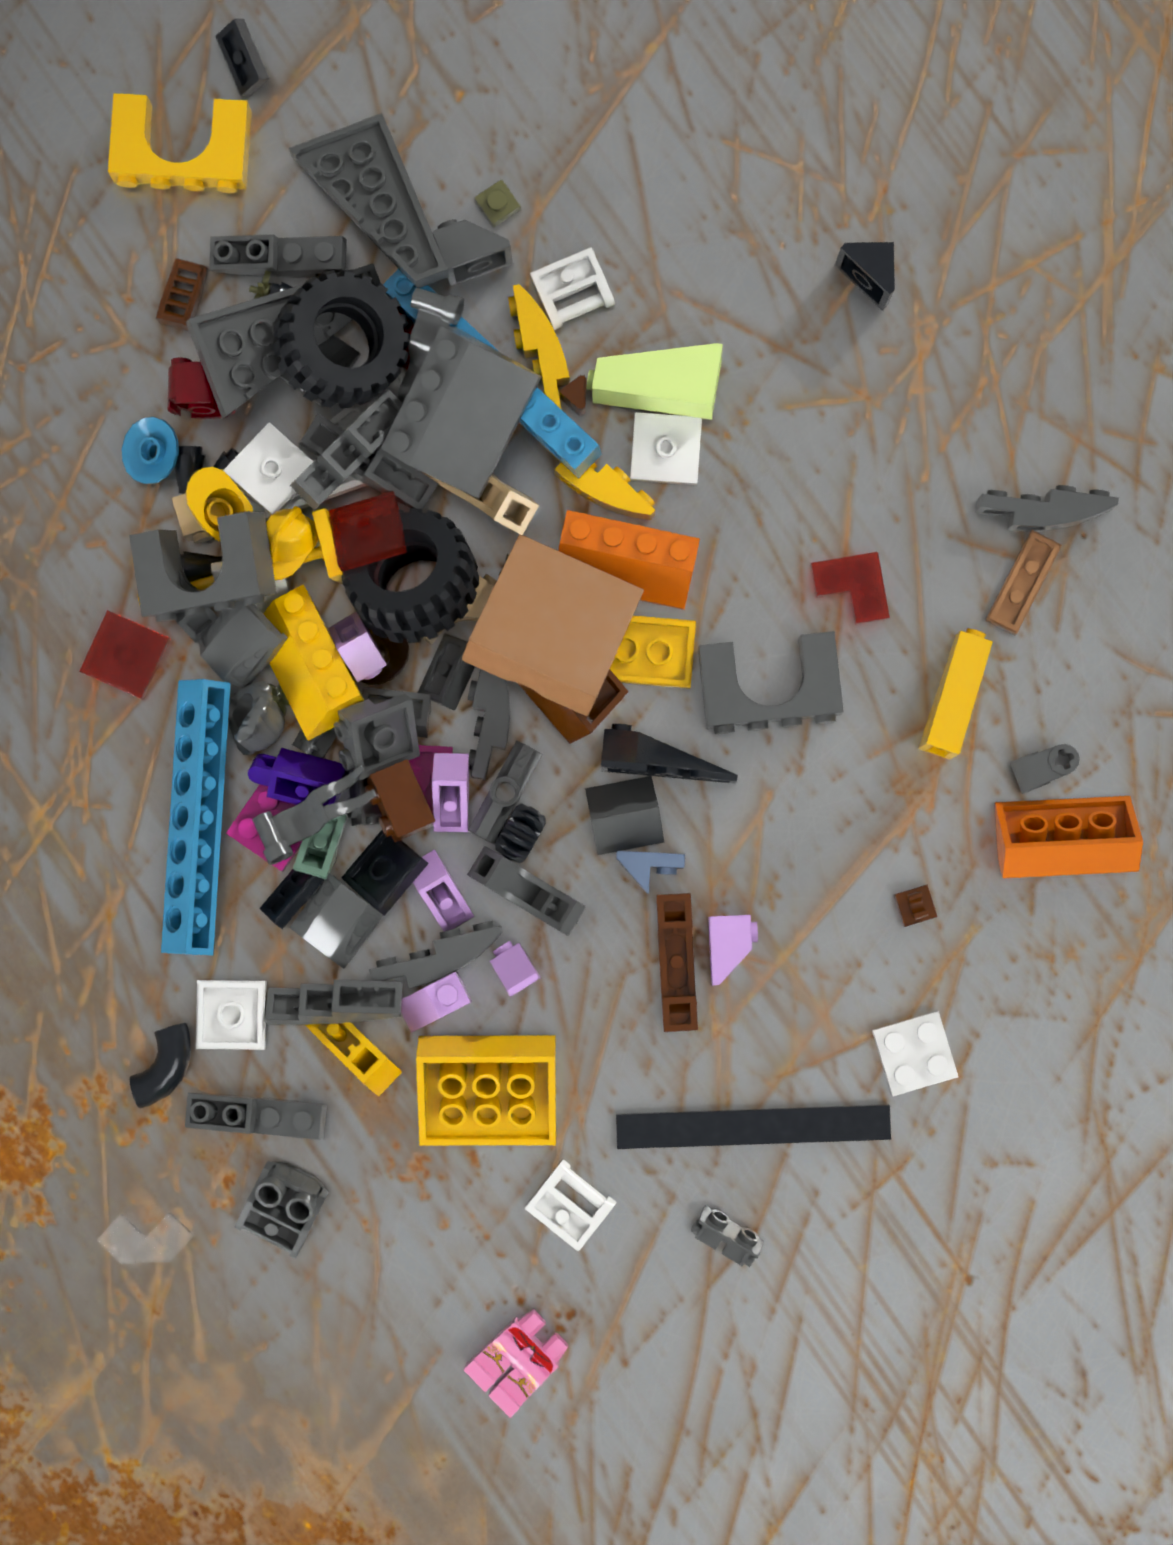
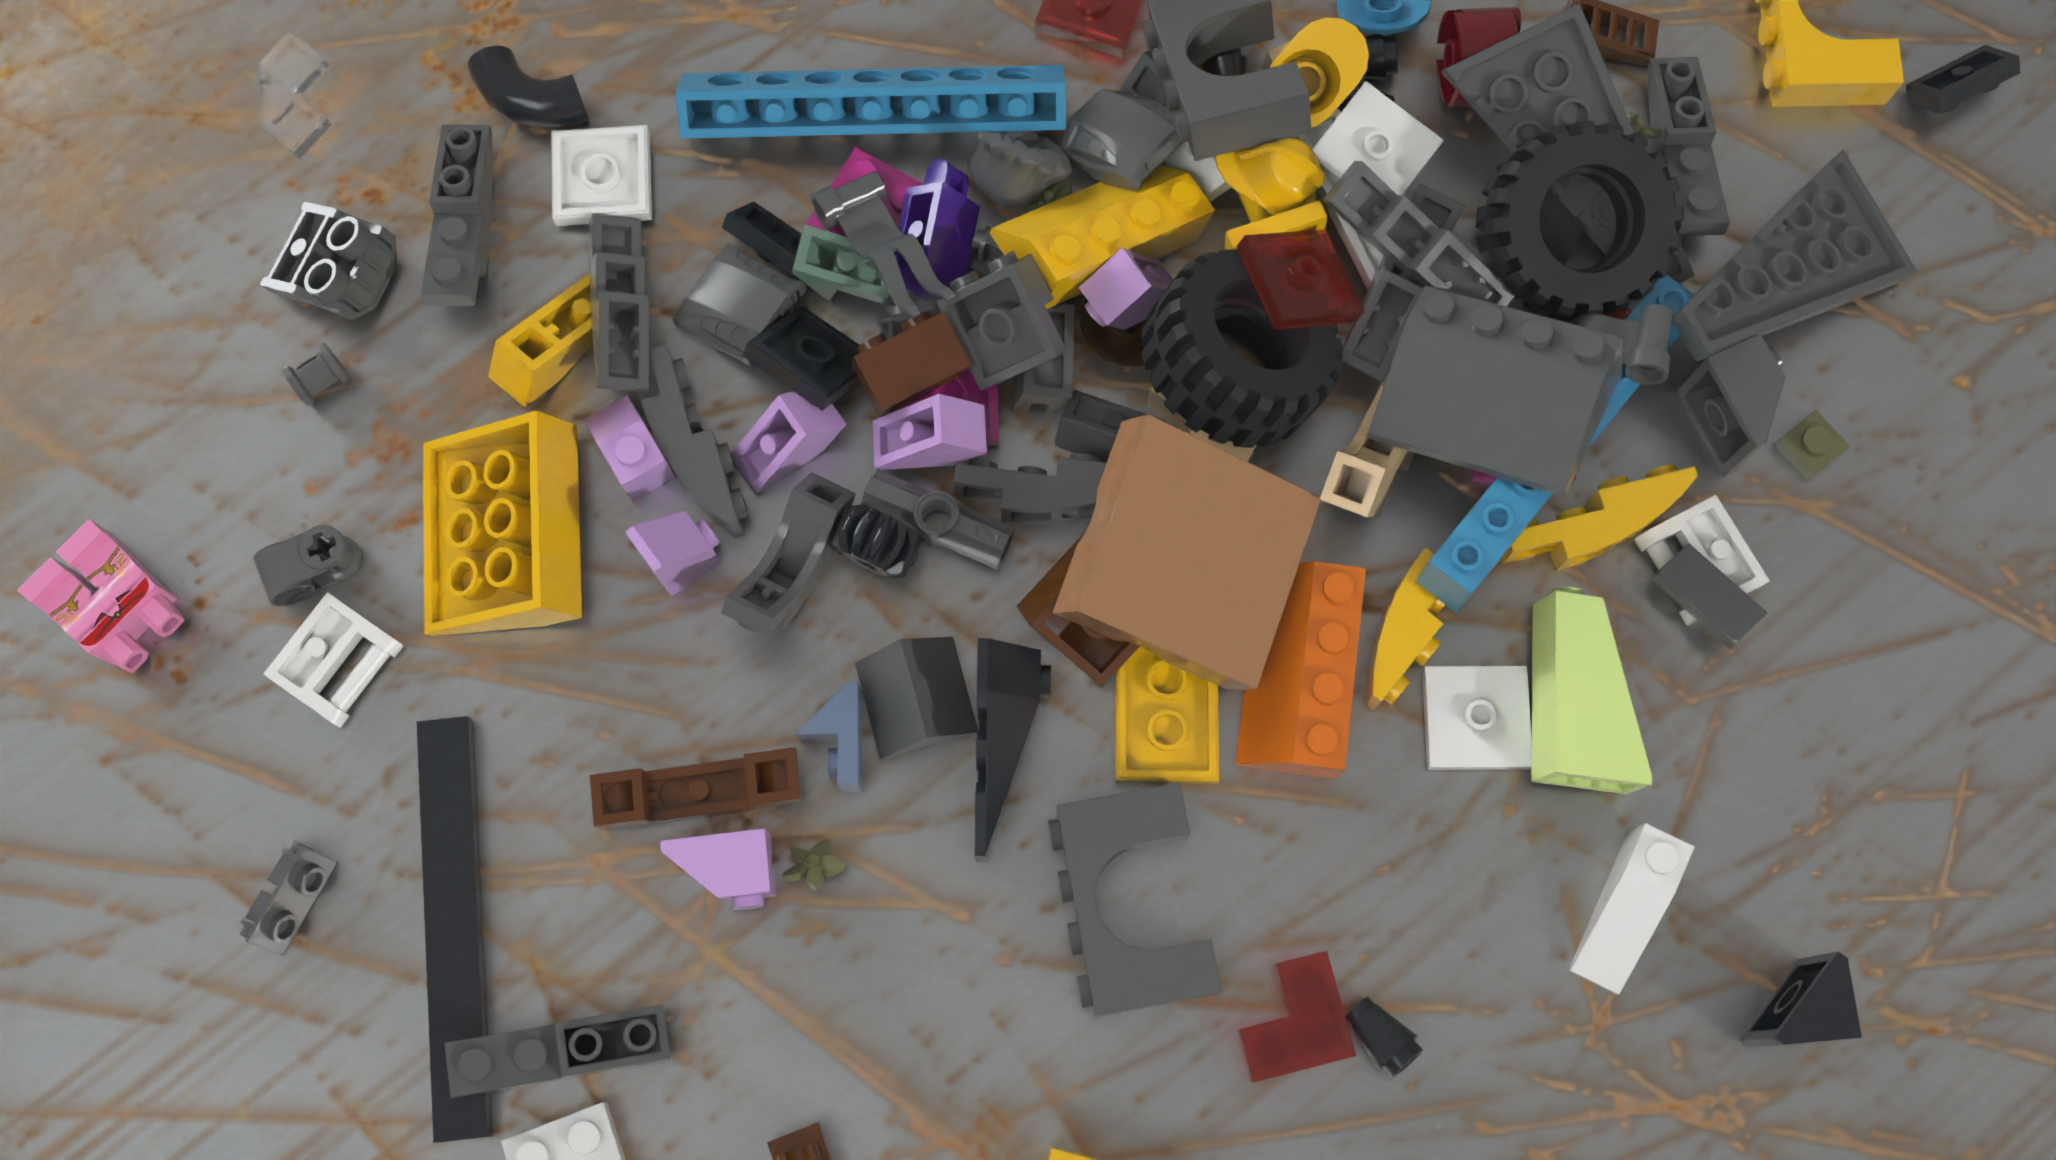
camera: 85 degrees right, 10 degrees down
(365, 1218) = (315, 374): none -> dark grey bush
(503, 1229) = (306, 564): none -> dark grey piece
(575, 395) = (1542, 575): reddish brown slope -> none
(600, 288) = (1709, 596): none -> dark grey slope
(732, 888) = (814, 865): none -> olive plant
(796, 367) = (1630, 906): none -> white slope
(840, 1057) = (557, 1051): none -> dark grey slope
(867, 533) = (1383, 1037): none -> black cone

